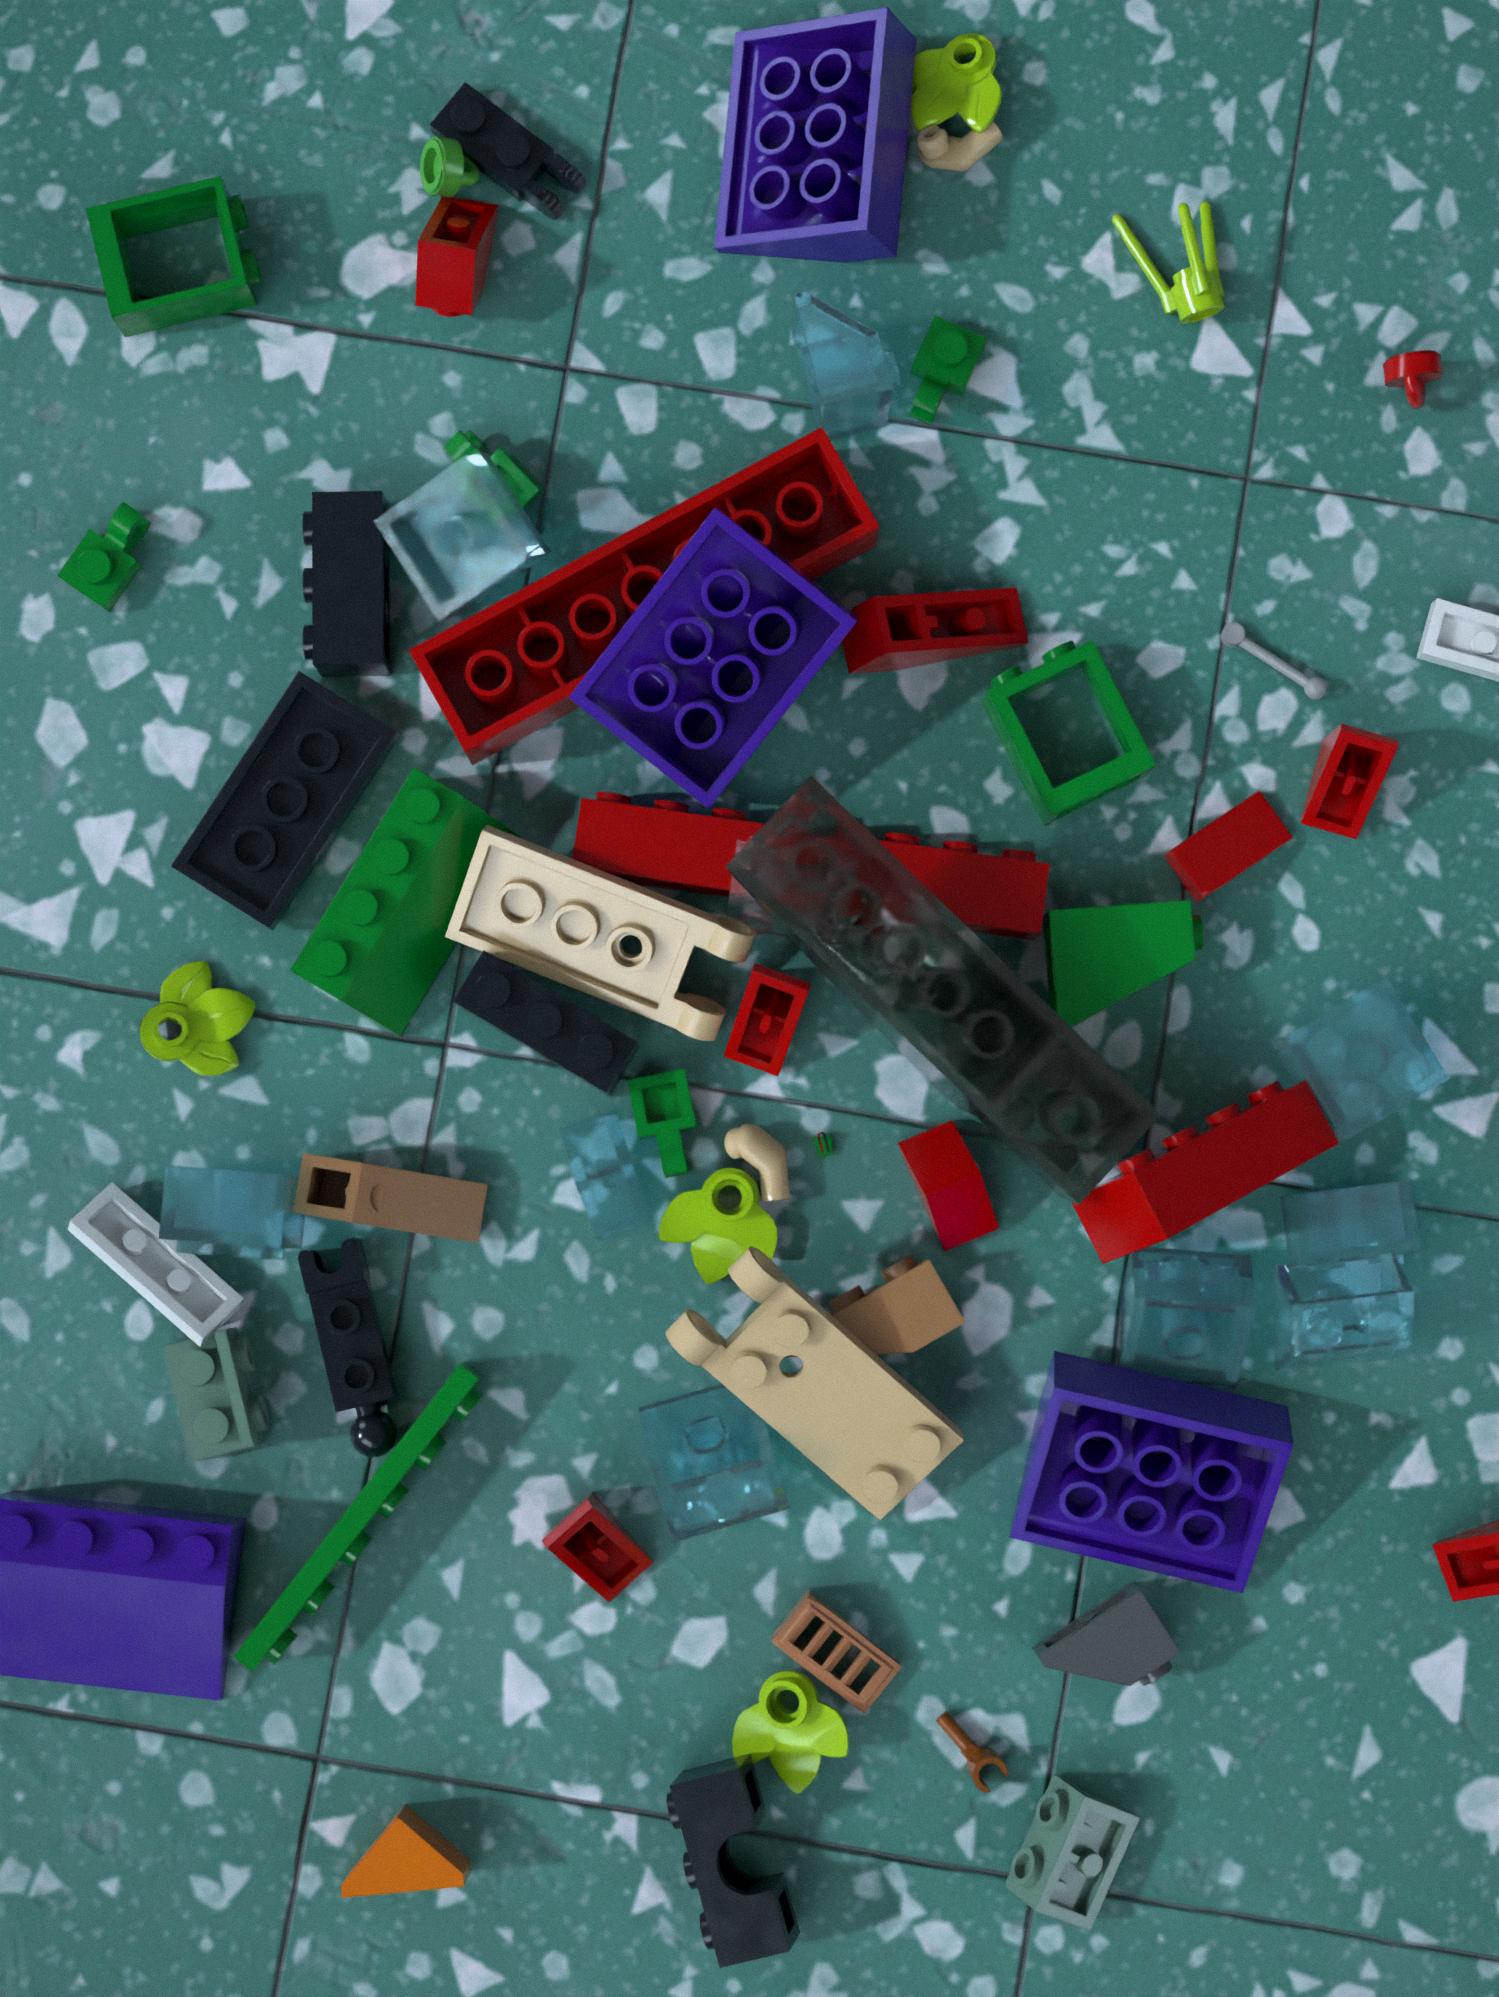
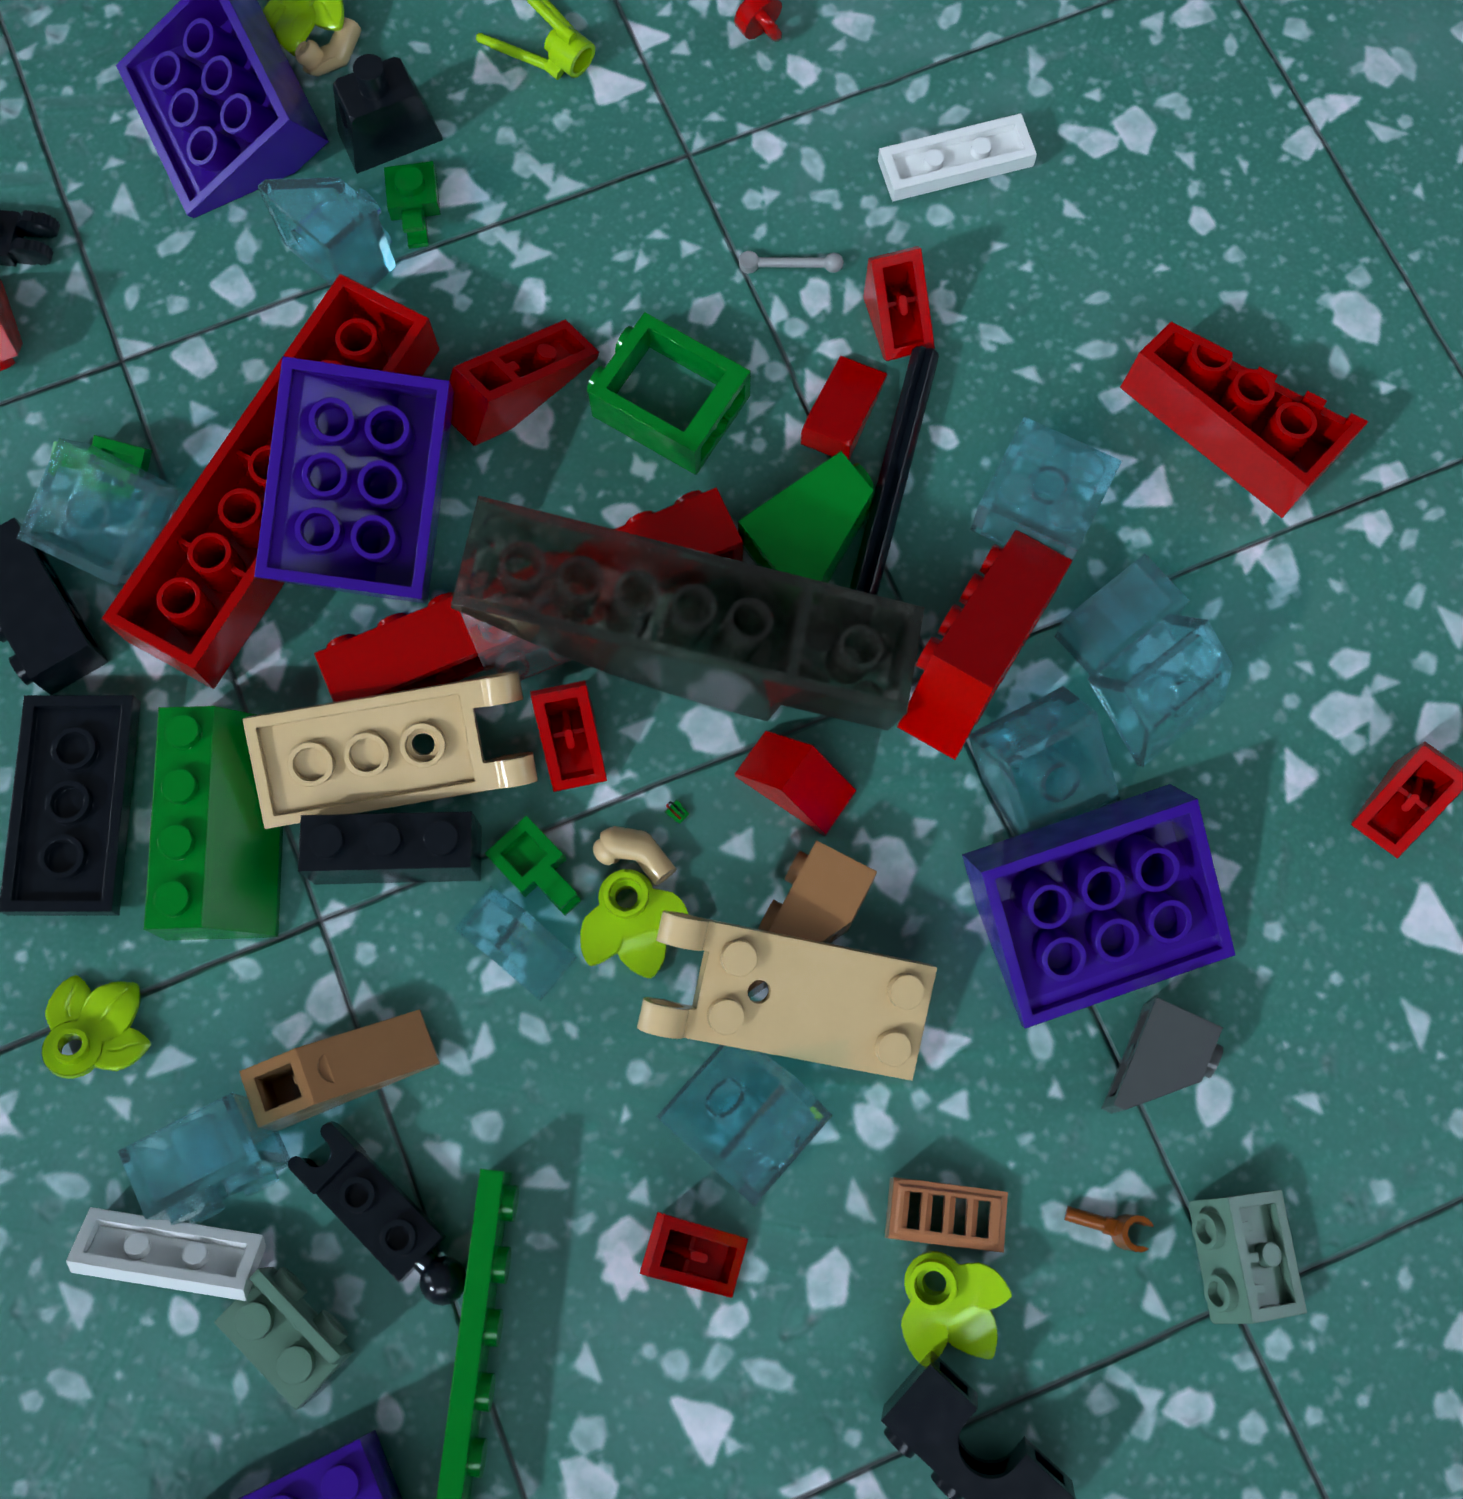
camera: 30 degrees left, 10 degrees down
(965, 262) = (381, 112): none -> black torso
(1226, 950) = (894, 470): none -> black axle

